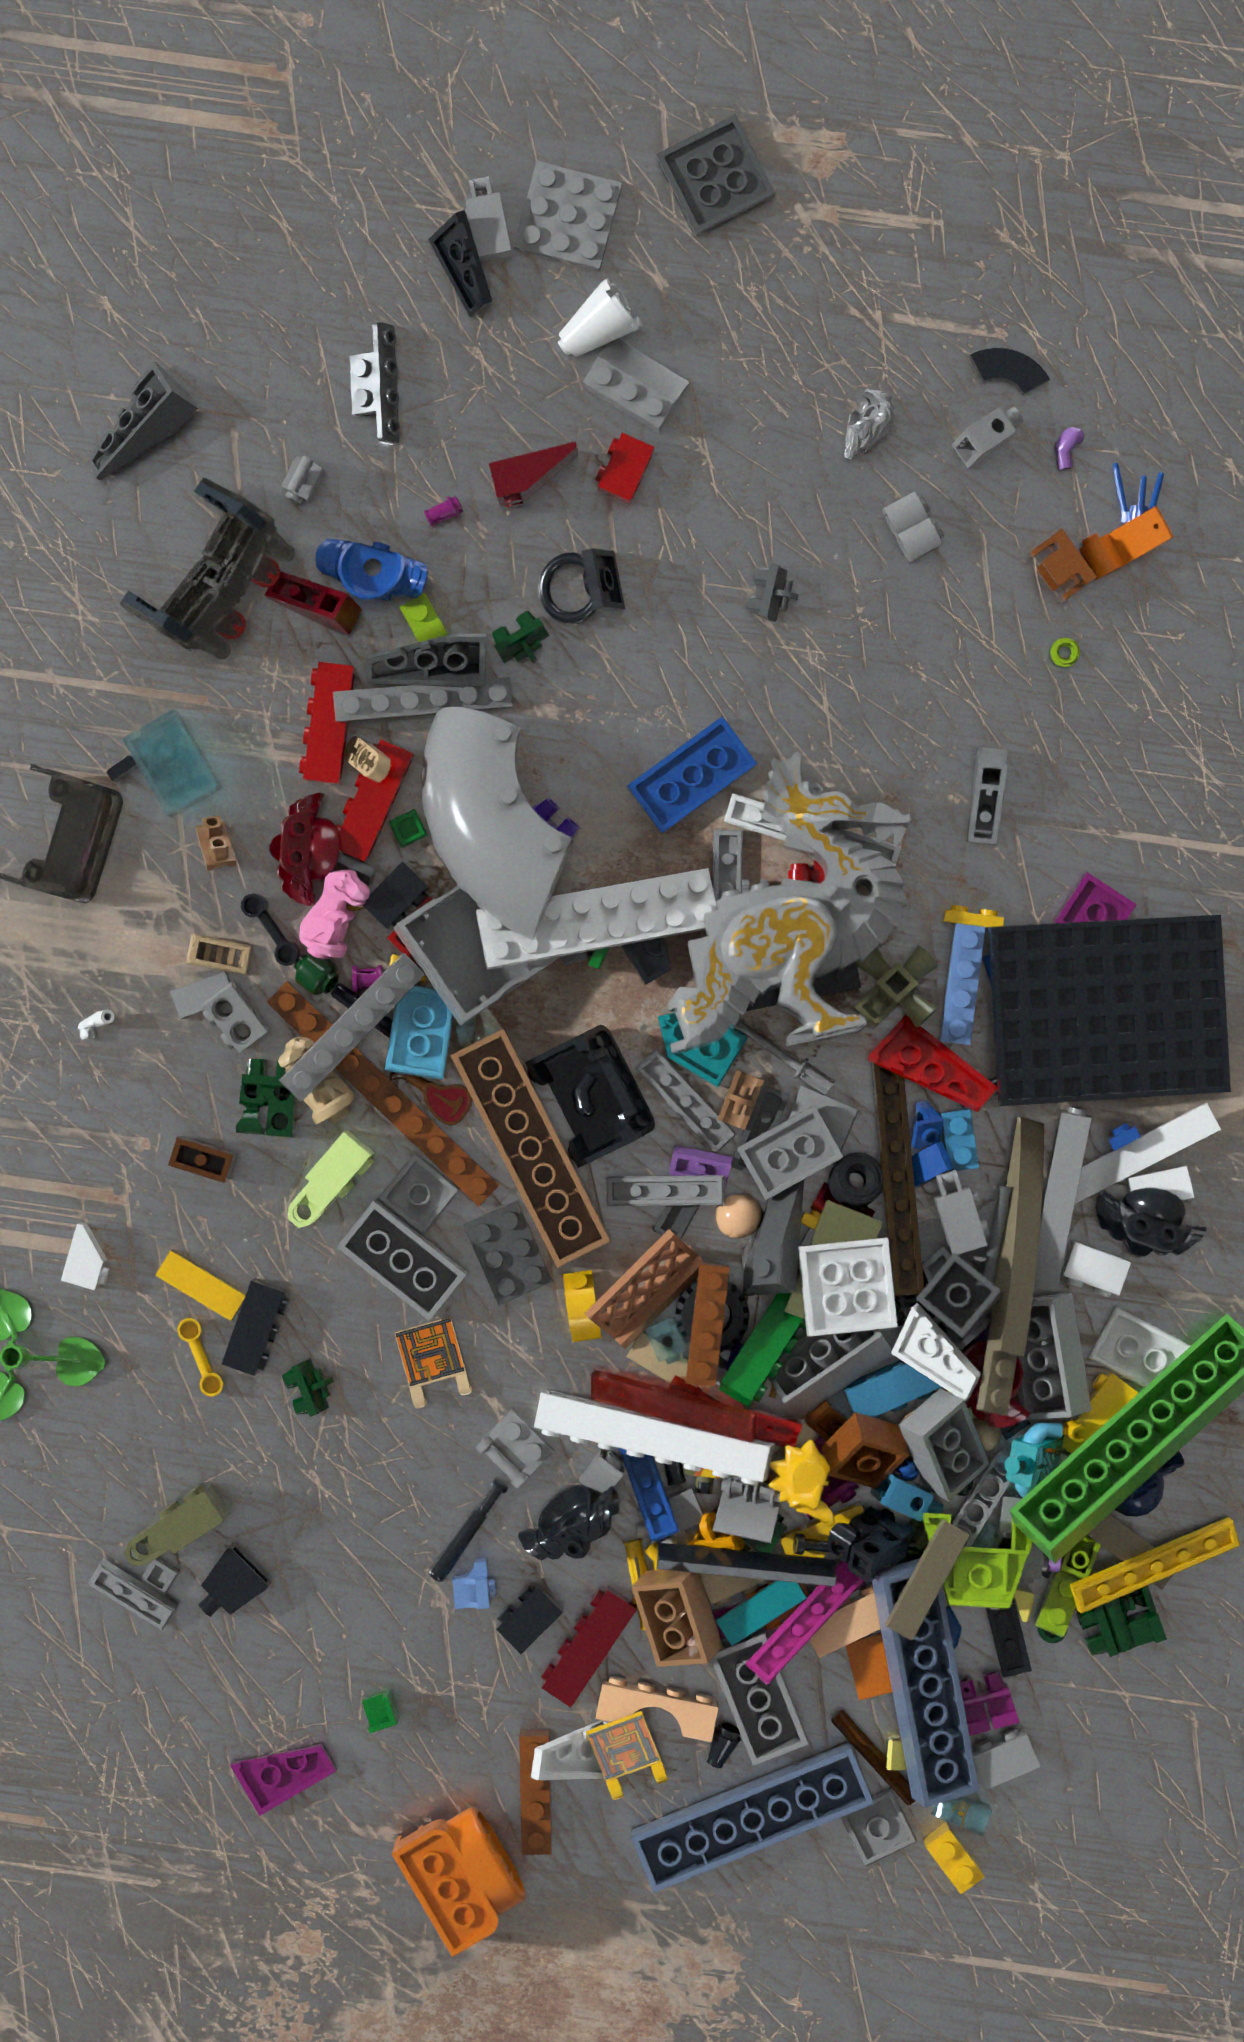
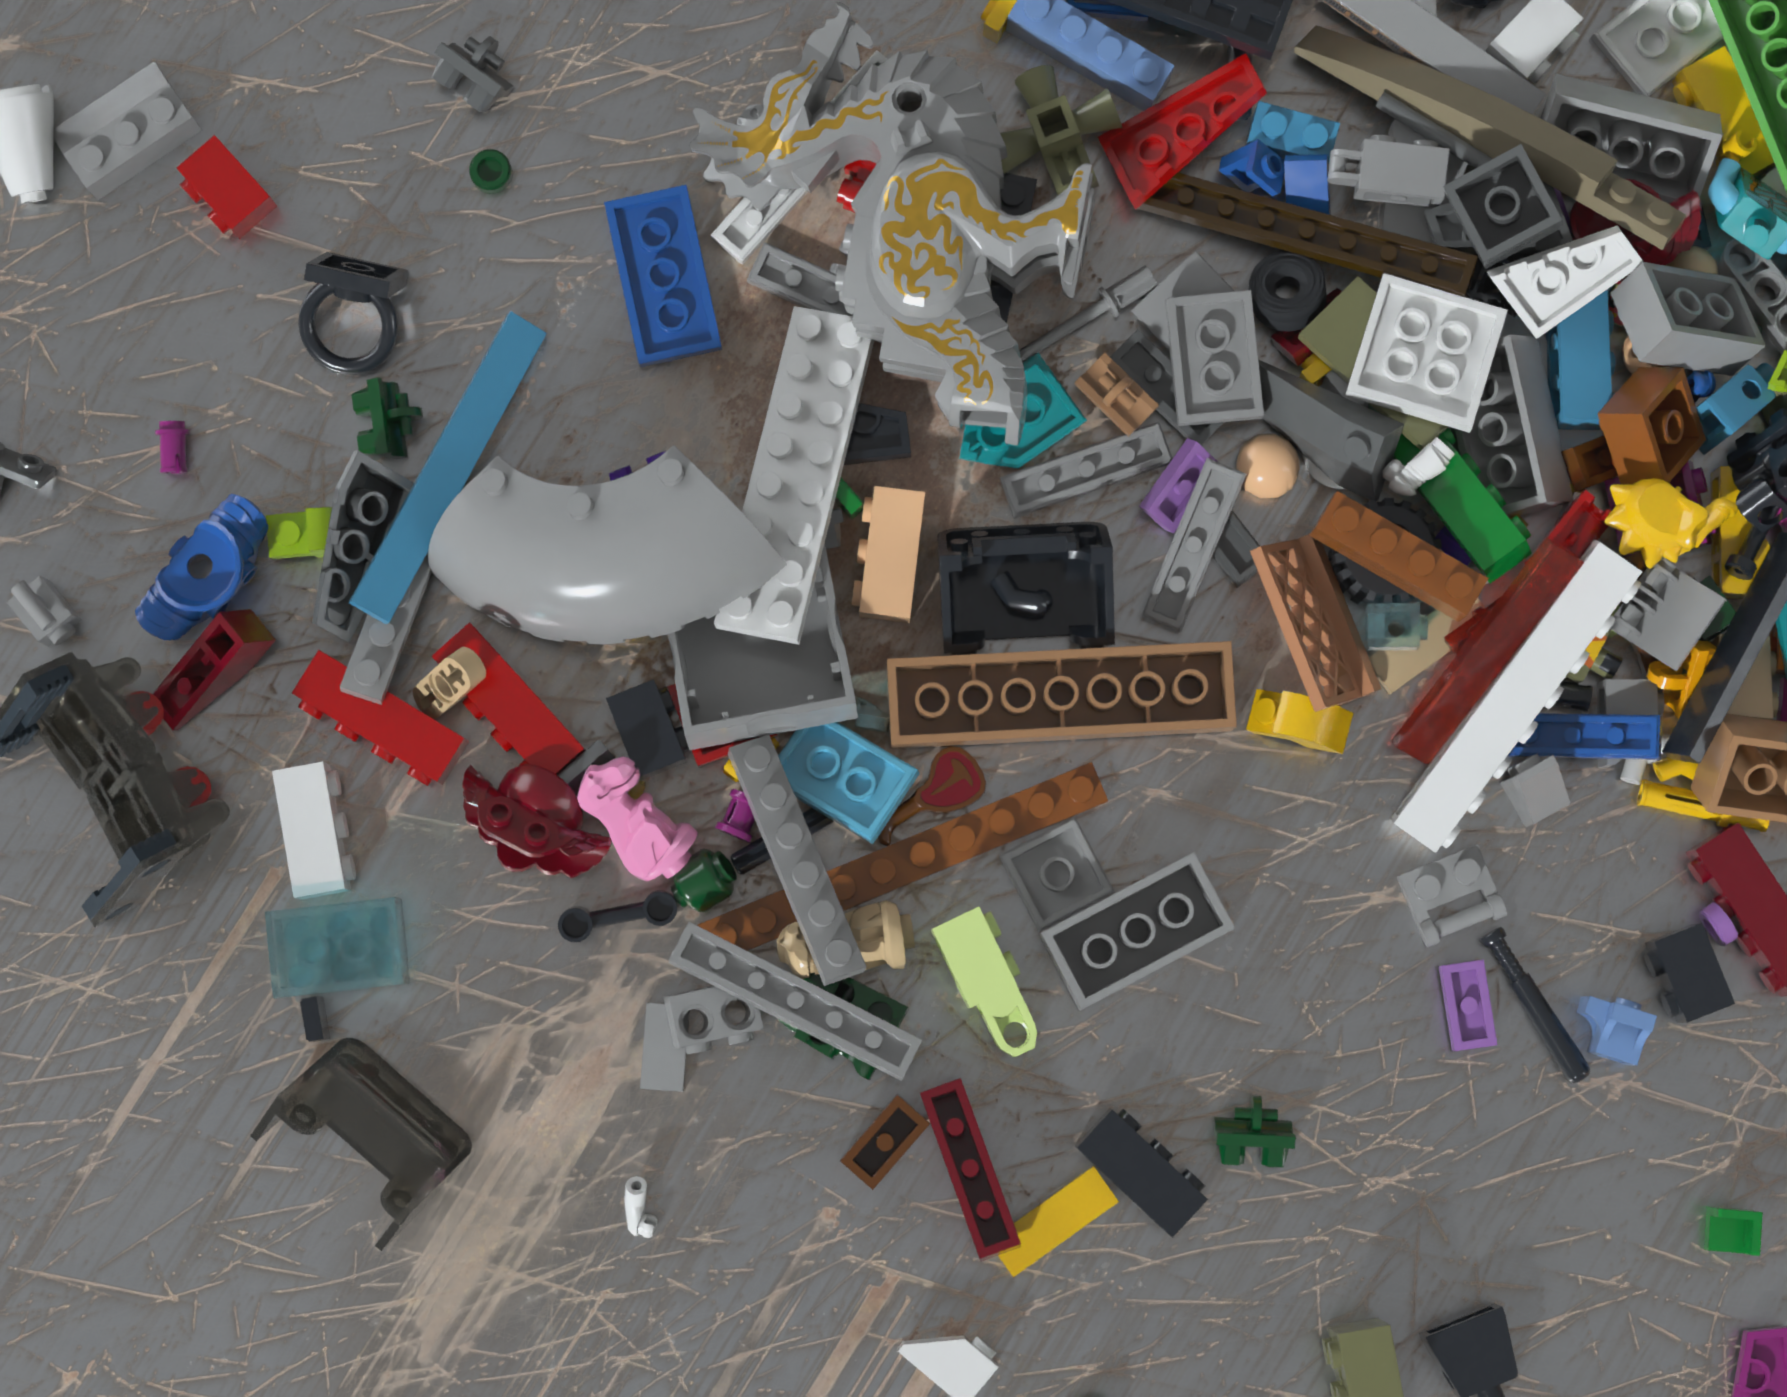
camera: 75 degrees left, 5 degrees down
(194, 947) = (598, 1032): tan slope -> none
(207, 1220) = (970, 1169): none -> dark red brick
(210, 1382) = (1190, 1266): yellow bar -> none
(215, 843) = (470, 938): medium nougat hips -> none
(240, 713) = (313, 830): none -> white brick
(262, 1065) = (795, 1001): none -> light grey plate
(408, 828) = (566, 676): green tile -> none
(431, 1355) = (1280, 952): flag -> none
(448, 1487) = (1468, 1005): none -> medium lavender plate
(505, 695) = (447, 467): none -> dark azure tile
(508, 1253) = (1186, 790): dark grey plate -> none
(525, 474) = (170, 320): dark red slope -> none
(568, 1624) = (1718, 924): none -> medium lavender tile
(571, 1523) = (1586, 859): black piece -> none
(574, 999) = (889, 554): none -> light nougat brick
(712, 632) = (490, 171): none -> dark green tile
(775, 1317) = (1424, 466): none -> white arm

